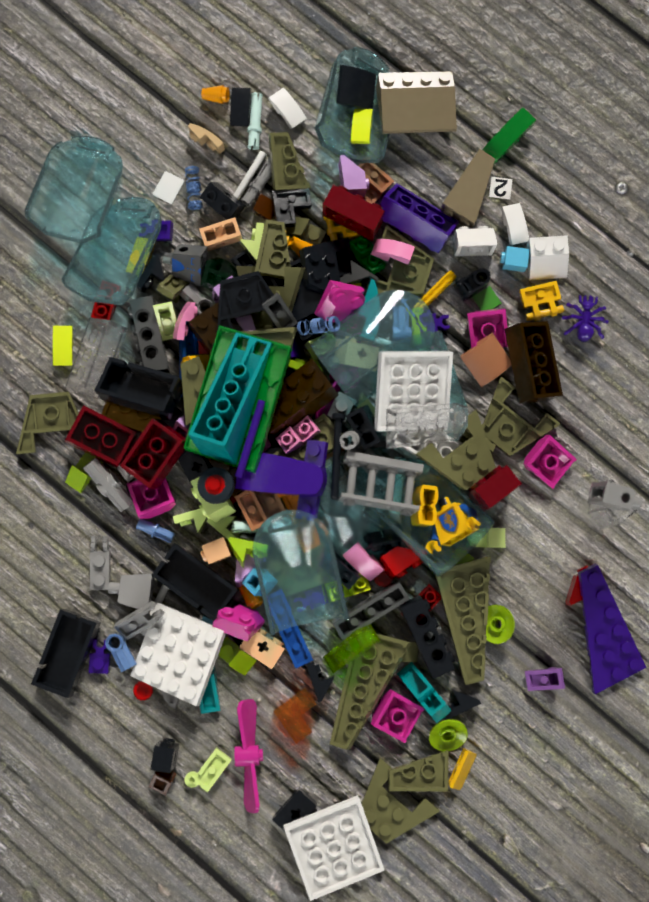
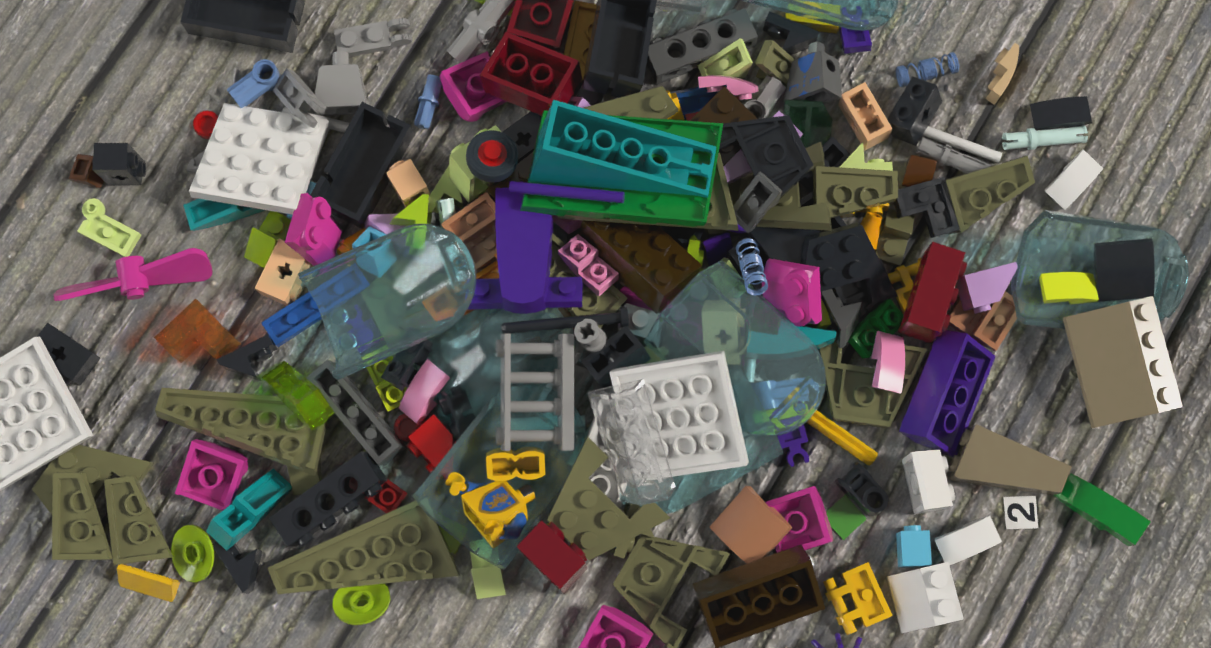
camera: 80 degrees right, 5 degrees down
(99, 661) = (240, 59): dark purple plate -> none
(168, 187) = (921, 36): white sticker -> none
(185, 519) = (449, 139): yellowish green slope -> none
(217, 94) = (1072, 77): light orange cone -> none
(414, 813) = (76, 521): none -> olive wing

